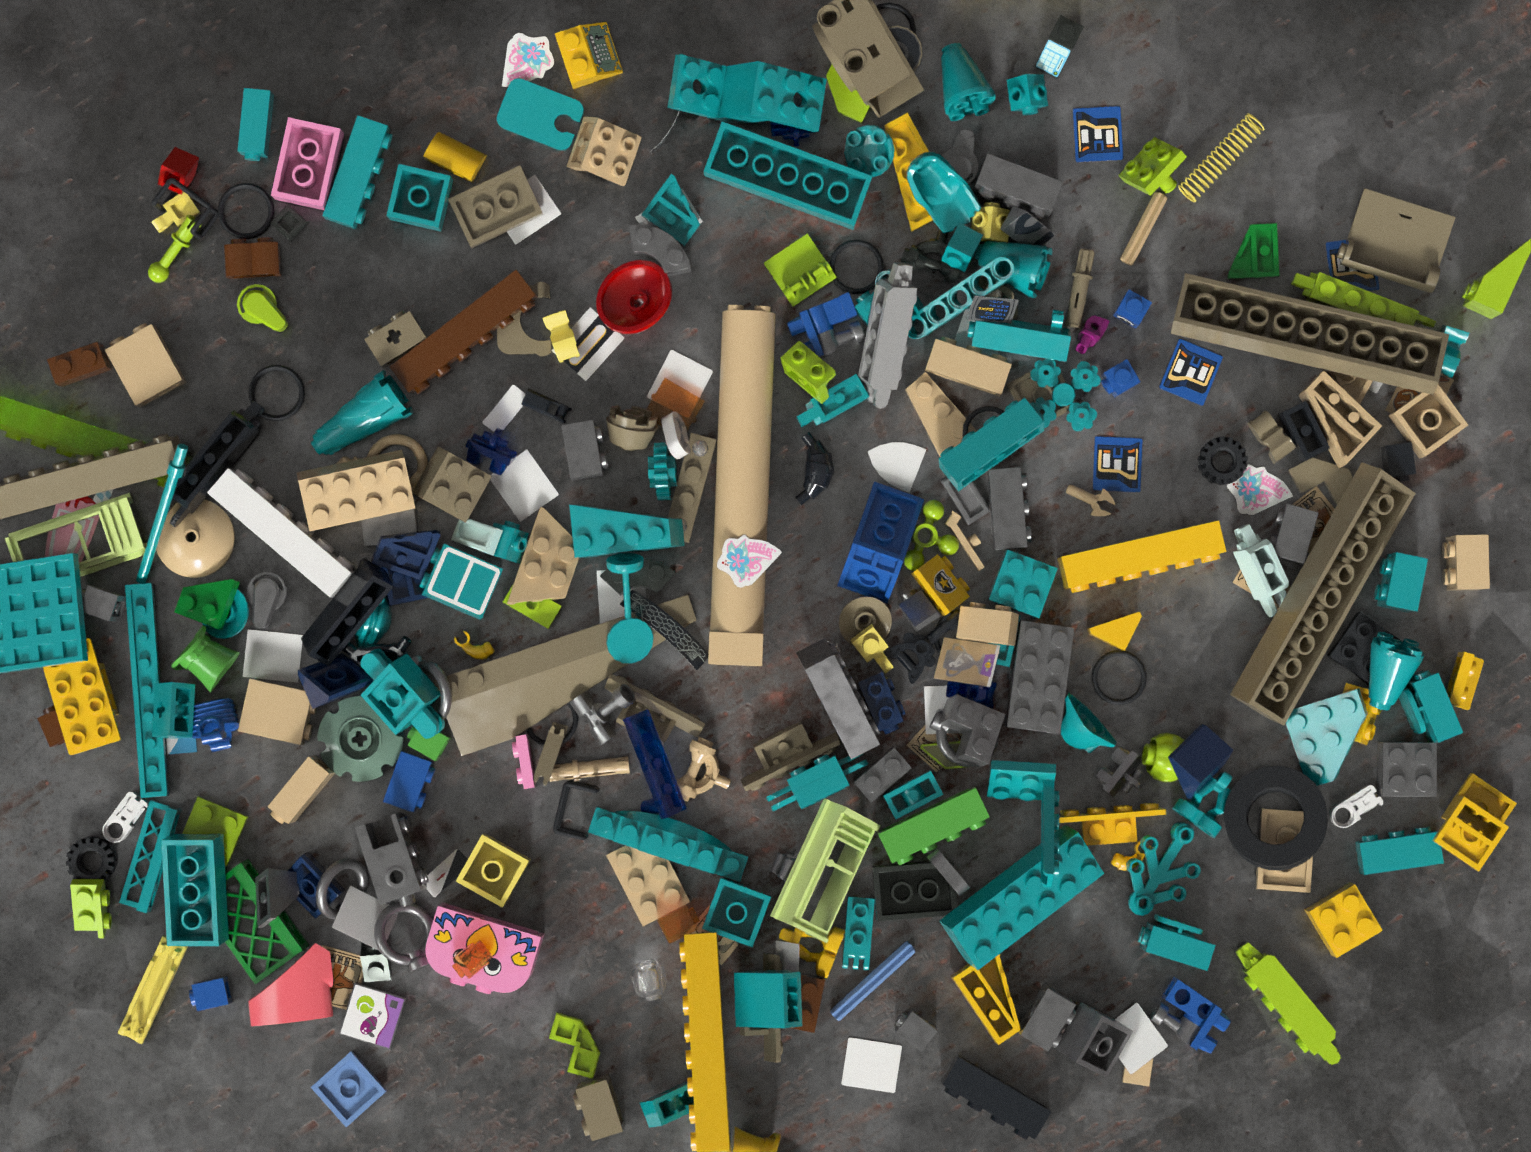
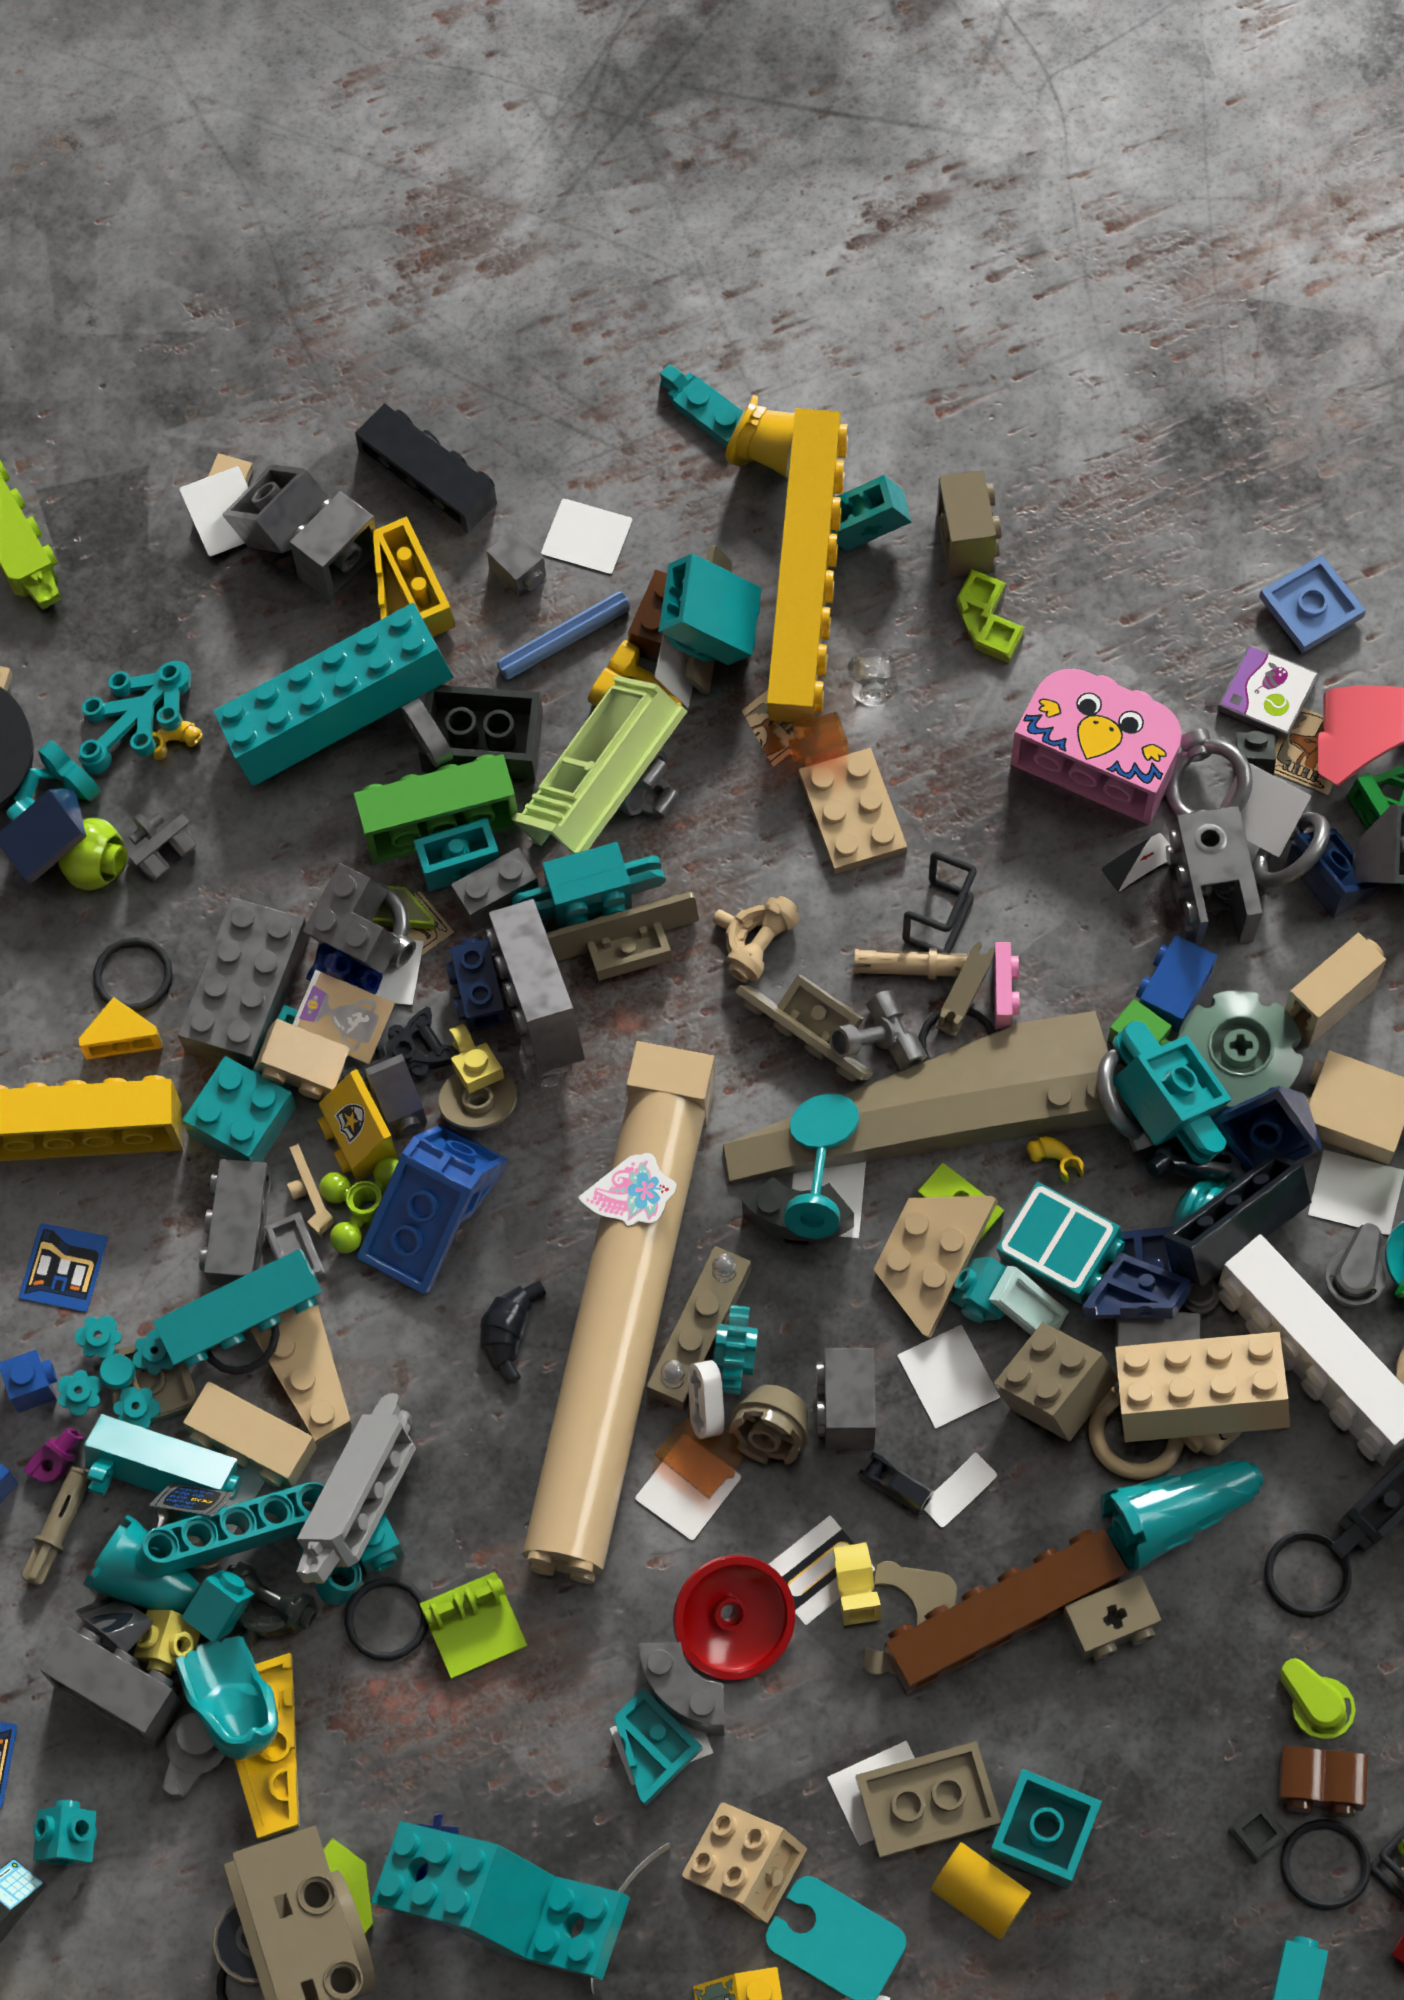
camera: 170 degrees left, 20 degrees down
(307, 163) = (1218, 1913): bright pink brick -> none
(357, 171) = (1140, 1890): teal brick -> none
(472, 959) = (1116, 710): clear orange brick -> none
(493, 447) = (987, 1429): clear blue hips -> none
(493, 870) = (1070, 844): light yellow brick -> none
(611, 531) = (810, 1268): teal wedge -> none
(655, 765) = (815, 939): clear blue piece -> none
(668, 628) = (767, 1134): black sticker -> none
(669, 840) = (816, 849): teal piece -> none
(736, 912) = (735, 741): teal brick -> none
(787, 175) = (463, 1766): teal brick -> none
(808, 370) = (487, 1462): lime bracket -> none
(819, 324) = (461, 1532): blue hips -> none
(841, 398) = (461, 1418): teal hinge -> none
(858, 931) = (570, 699): teal hinge -> none
(869, 150) = (330, 1789): teal dish -> none
(897, 463) = (385, 1320): white sticker -> none
(964, 84) = (160, 1868): teal cone -> none
(1031, 782) = (293, 842): teal bracket -> none
(1082, 728) = (195, 909): teal hat -> none
(1091, 499) = (111, 1220): tan bar -> none
(1110, 826) = (188, 780): yellow bracket -> none
(1175, 942) = (135, 612): teal brick -> none
(1198, 1016) = (130, 524): blue hips -> none

